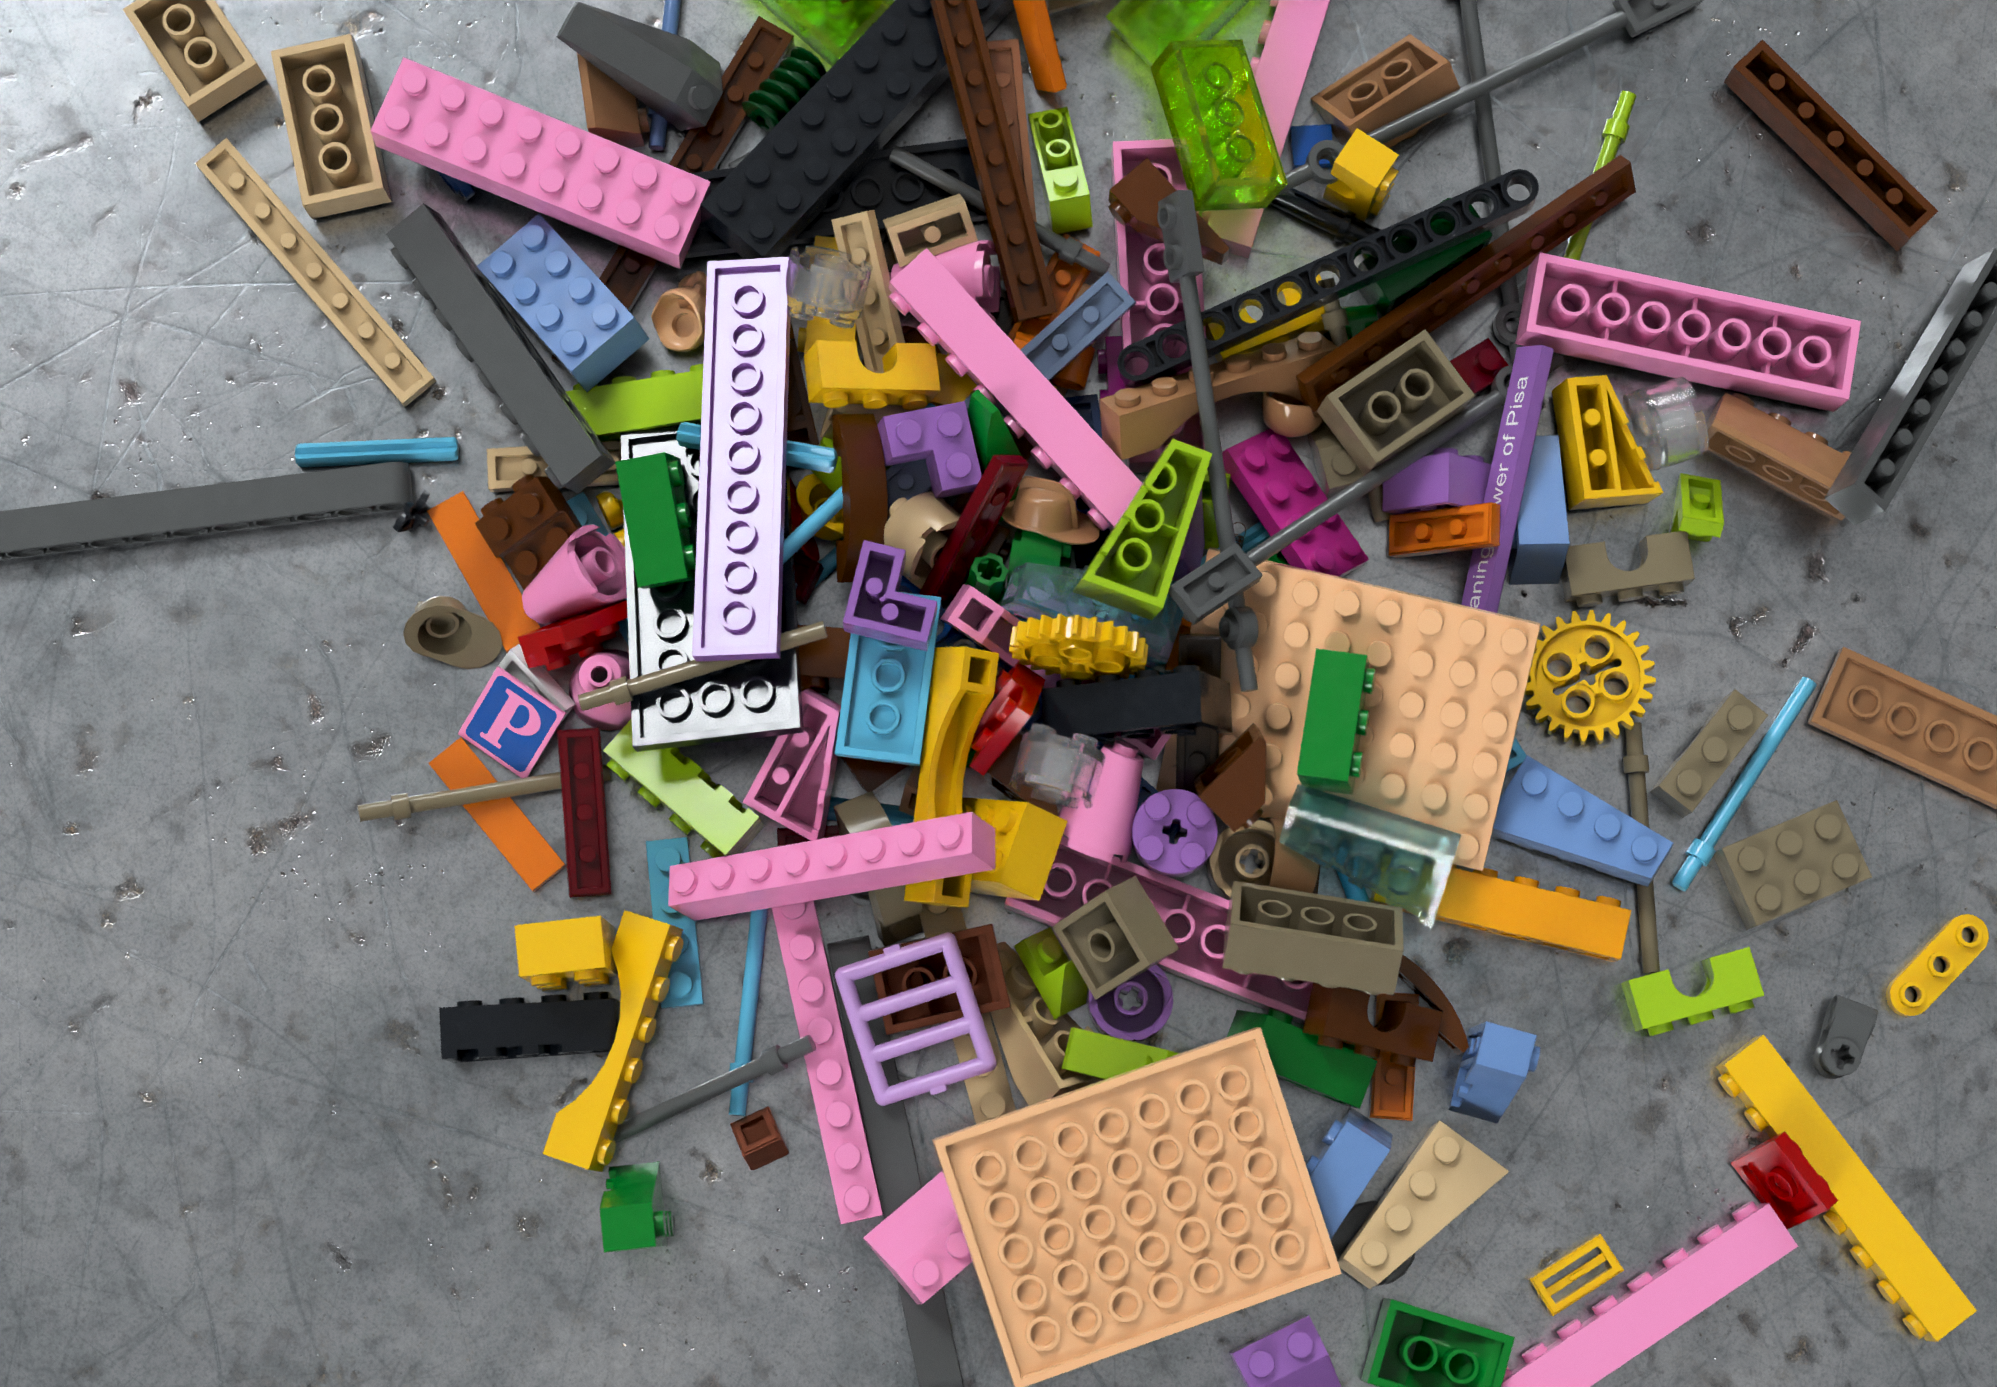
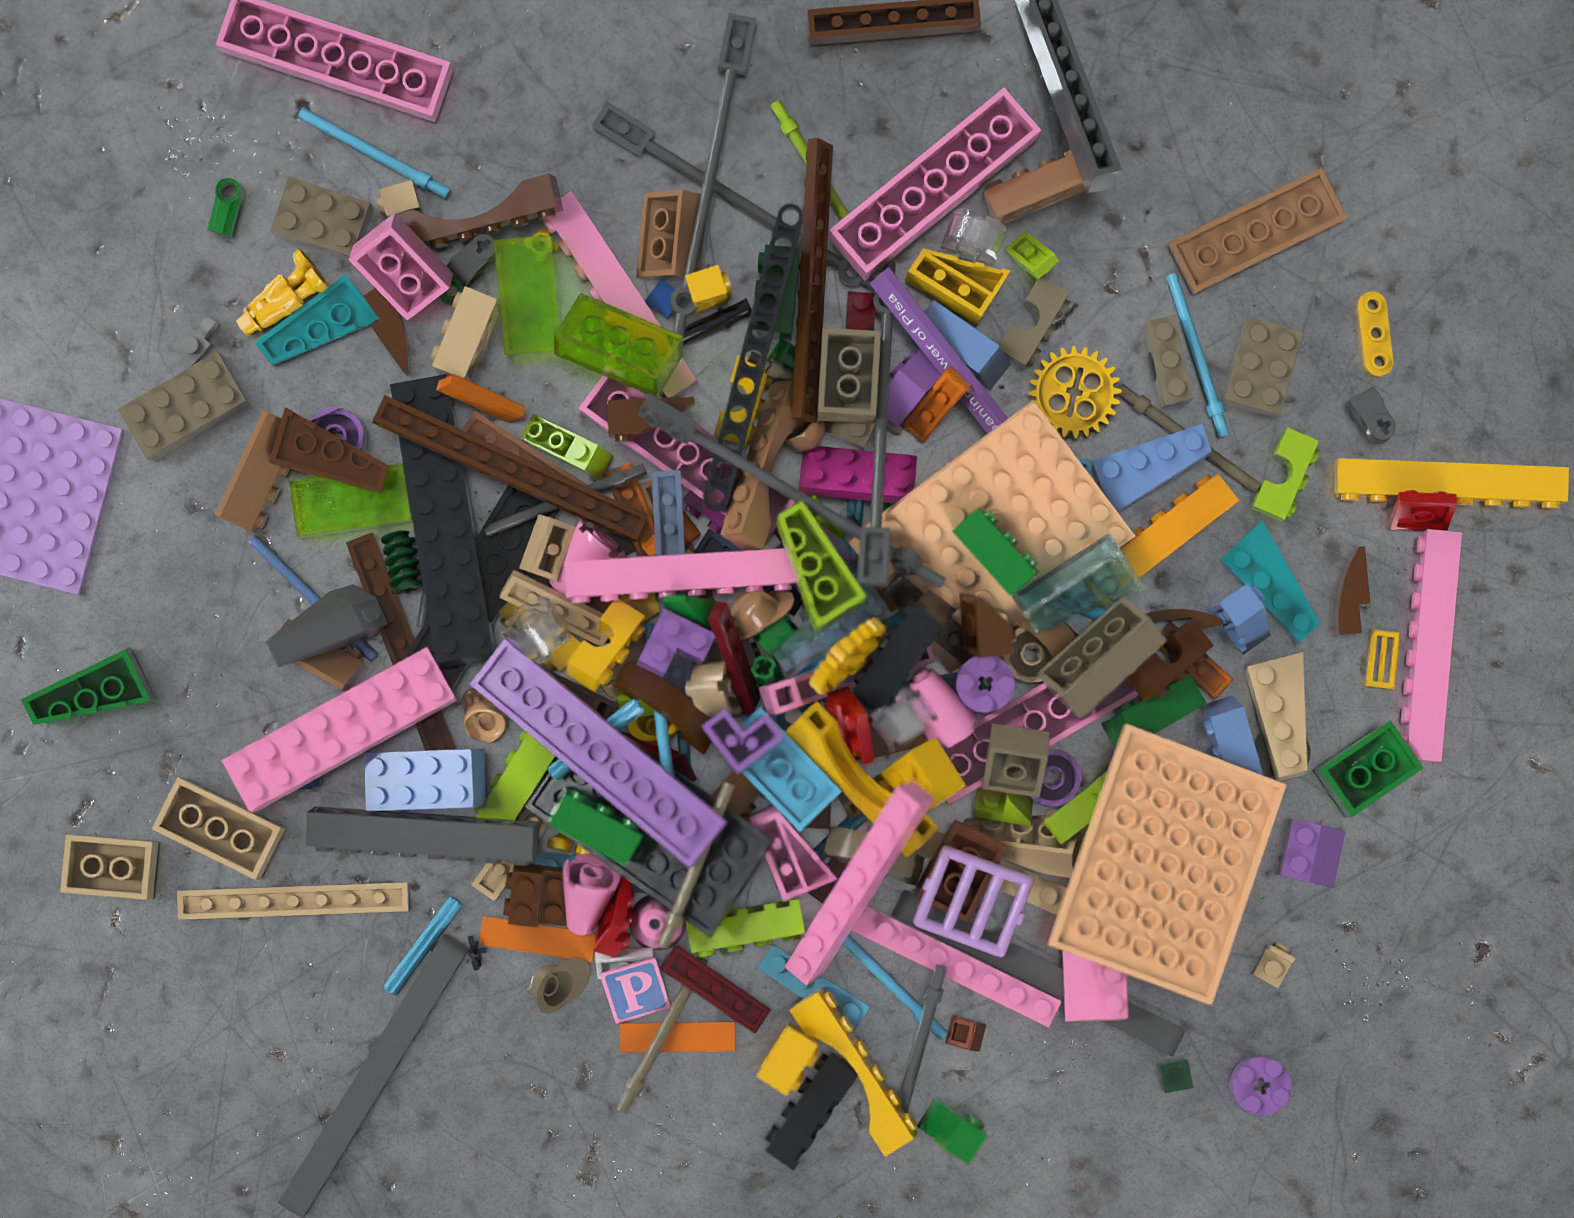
camera: 45 degrees left, 5 degrees up
(1570, 1046) = (1261, 564): none -> teal wing
(1620, 1178) = (1351, 594): none -> reddish brown slope

